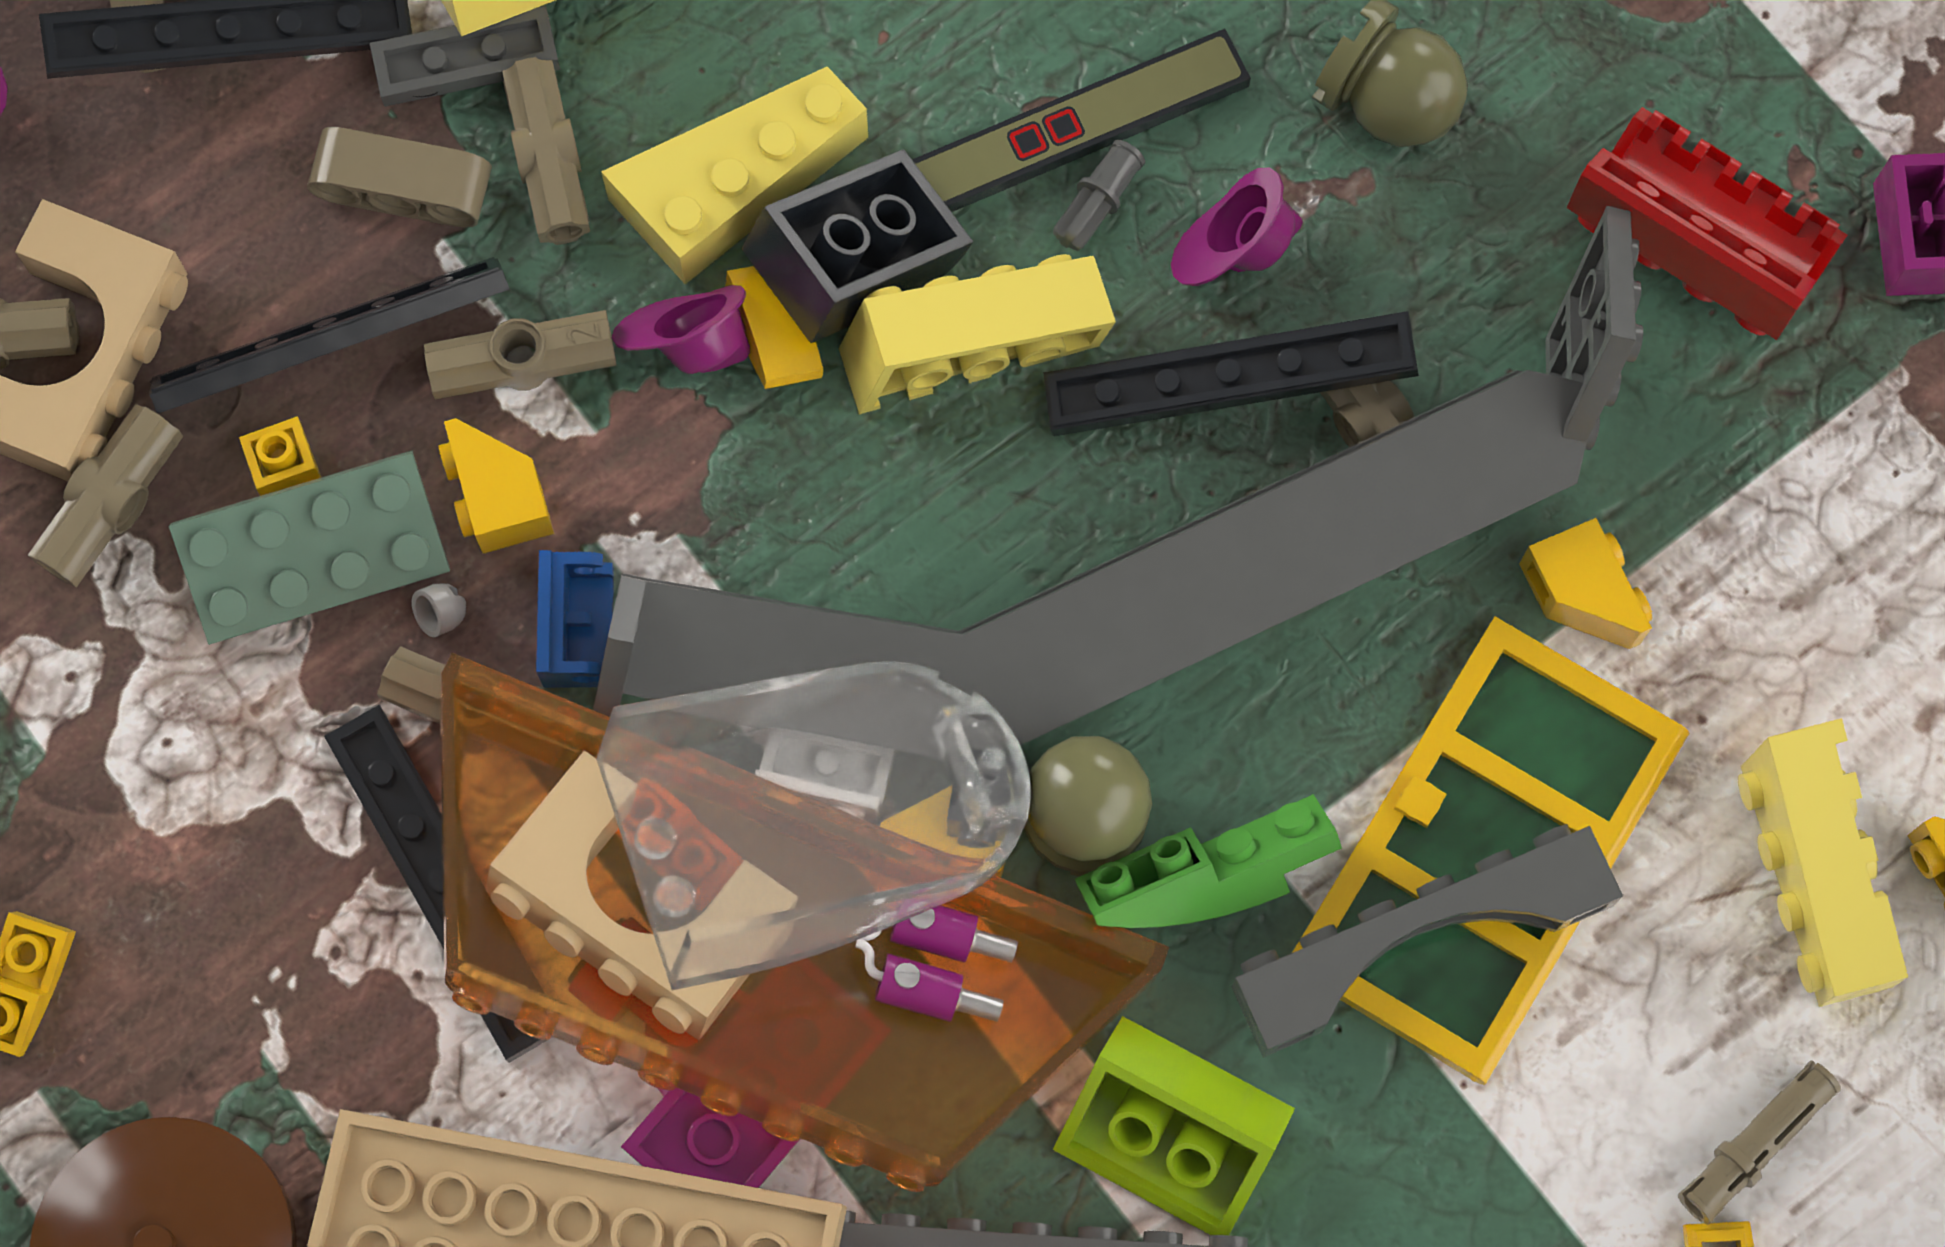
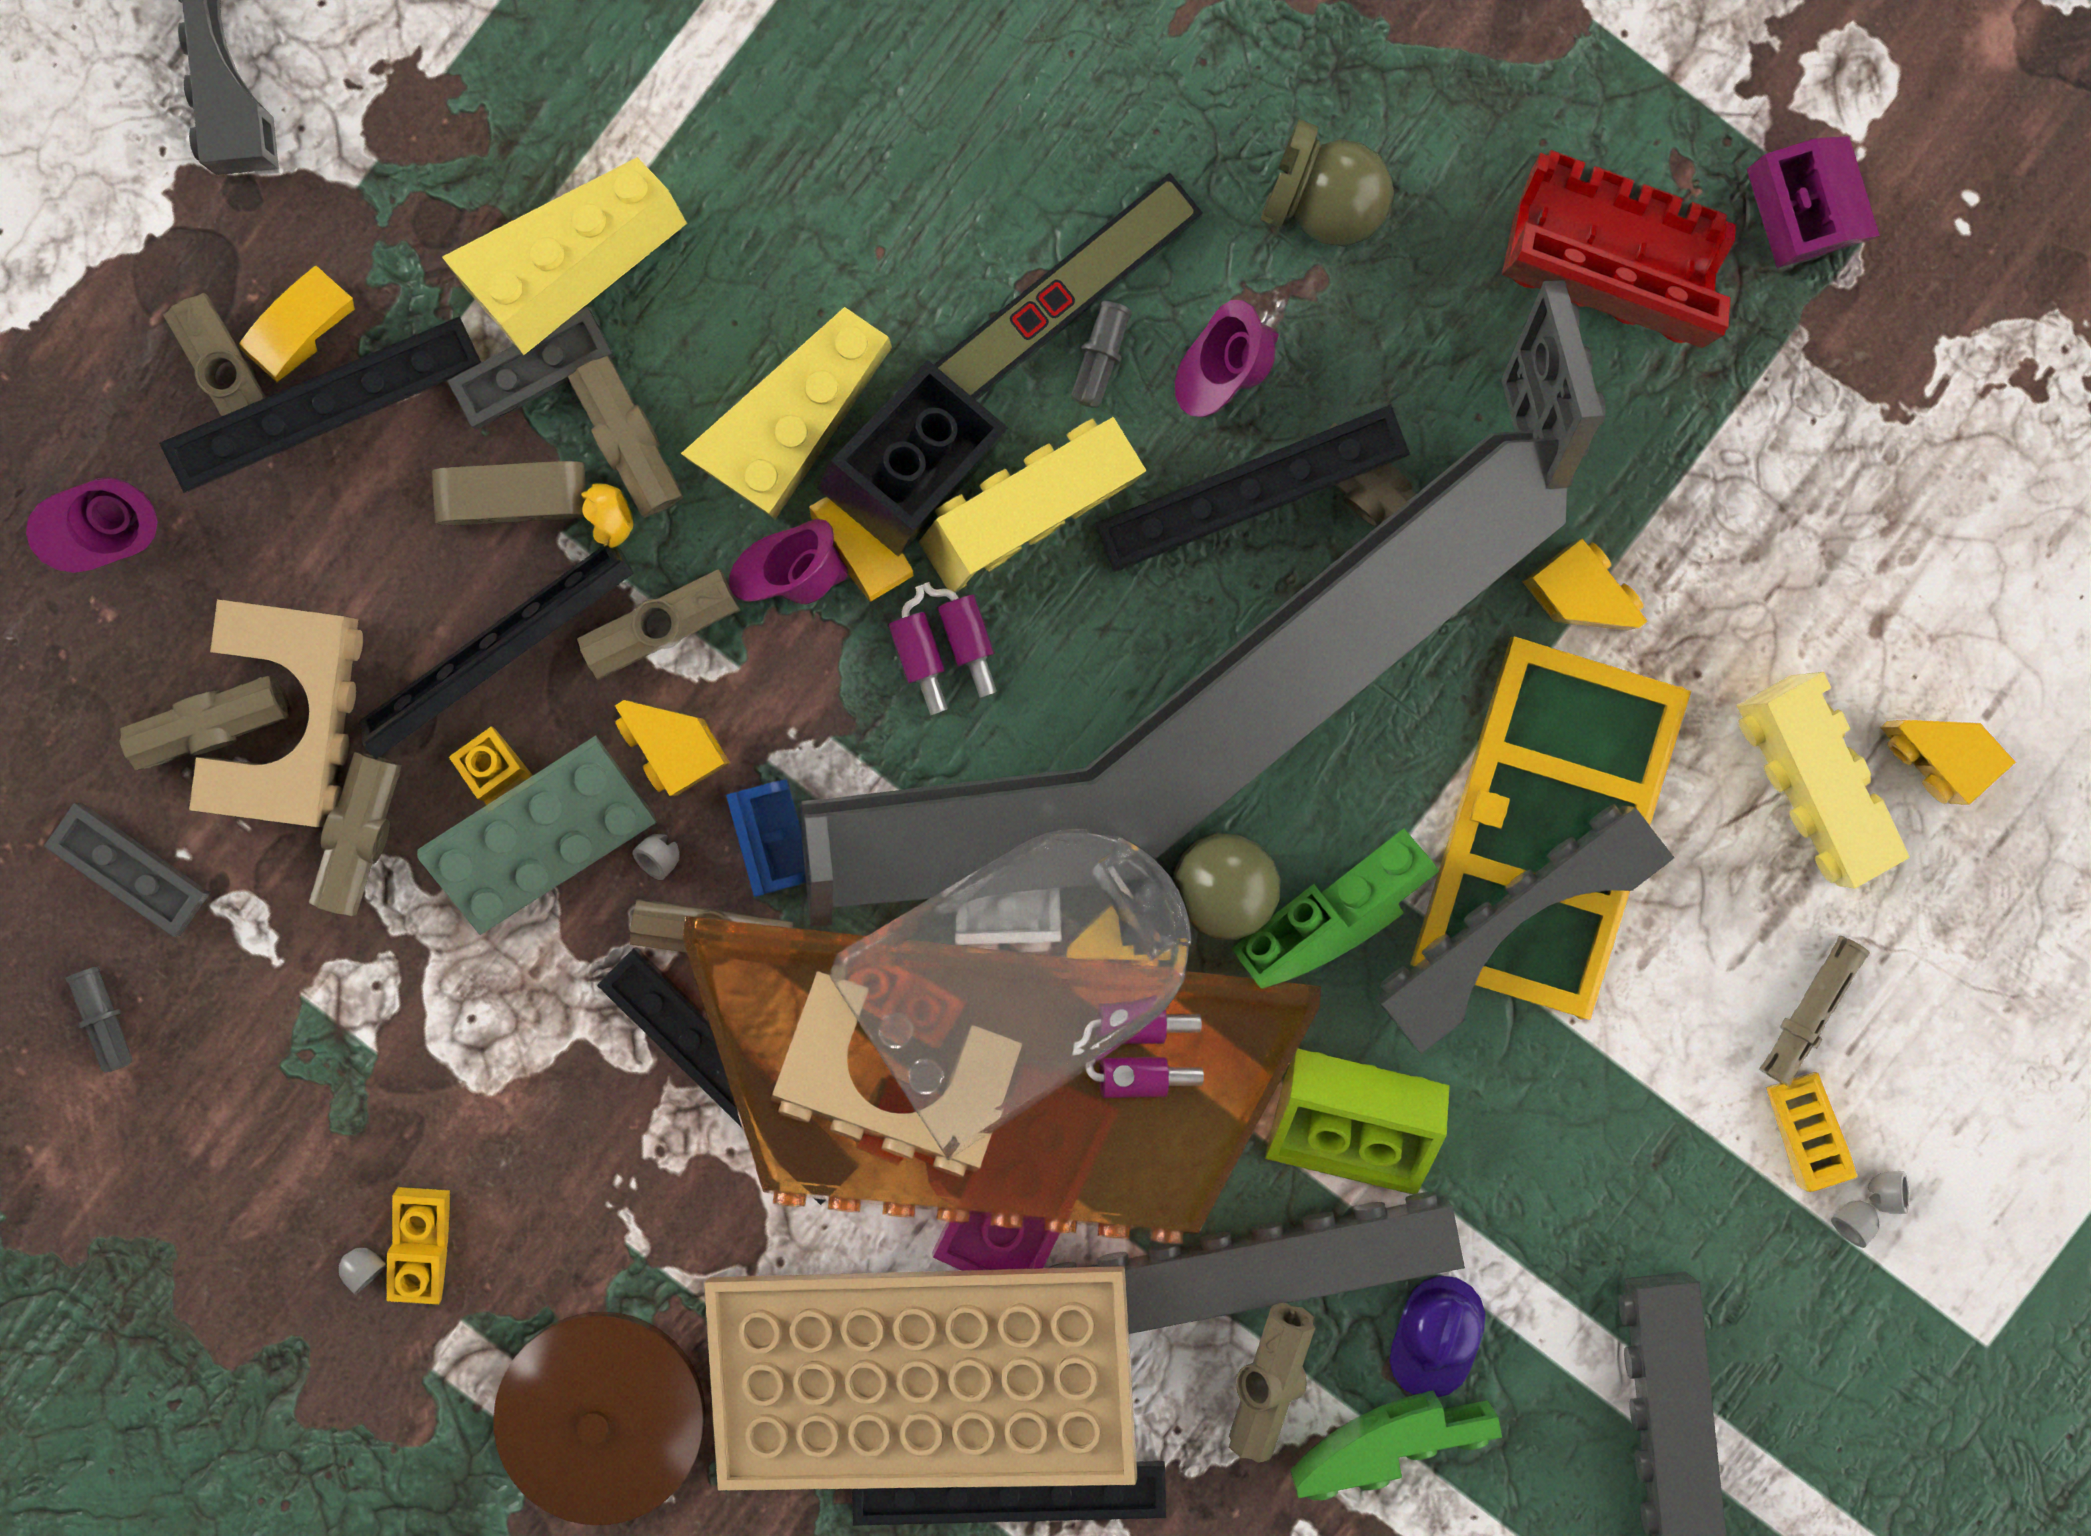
camera: 15 degrees left, 15 degrees up
(502, 223) = (609, 513): none -> yellow plate
(863, 459) = (966, 637): none -> magenta piece

